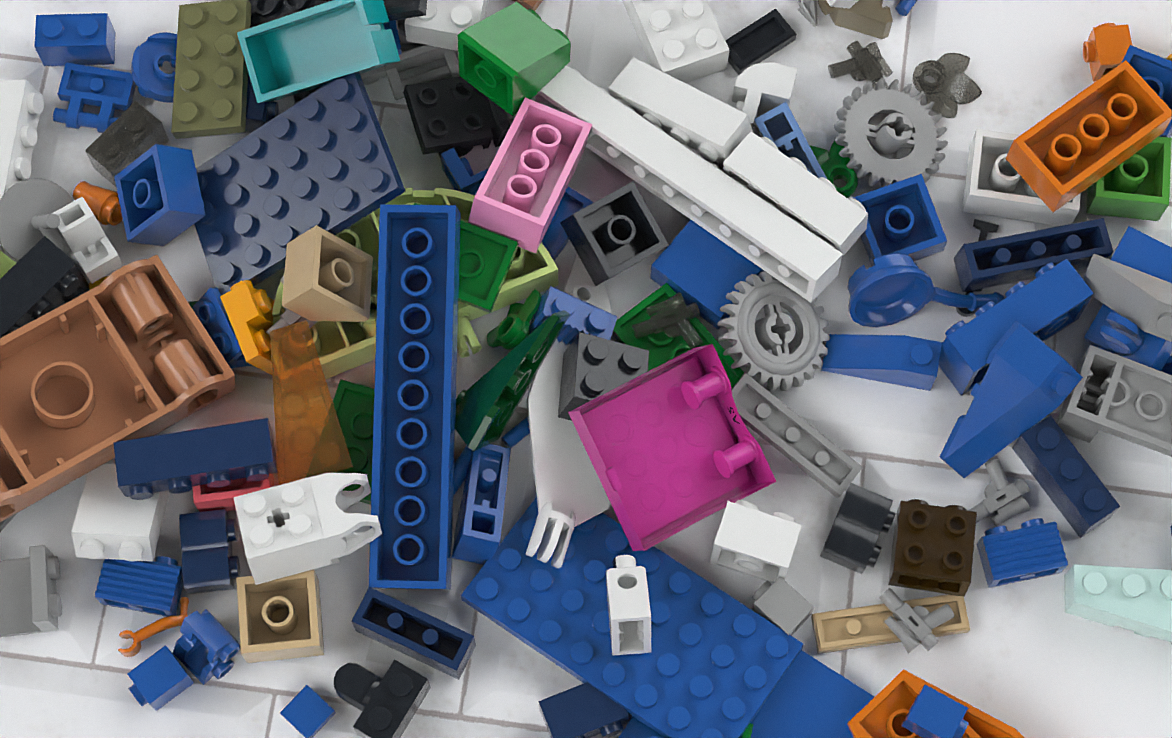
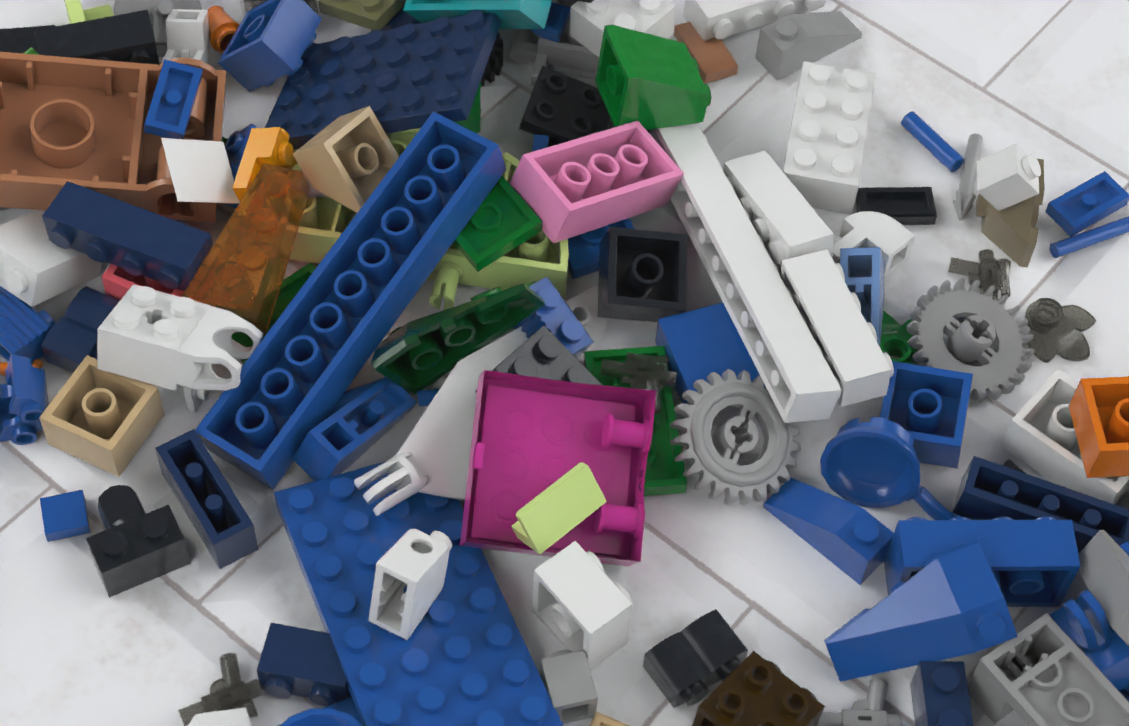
camera: 30 degrees right, 15 degrees down
(144, 314) = (173, 100): none -> blue plate
(209, 362) = (200, 171): none -> white sticker
(696, 482) = (558, 509): none -> yellowish green panel
(794, 436) = (689, 537): light grey plate -> none

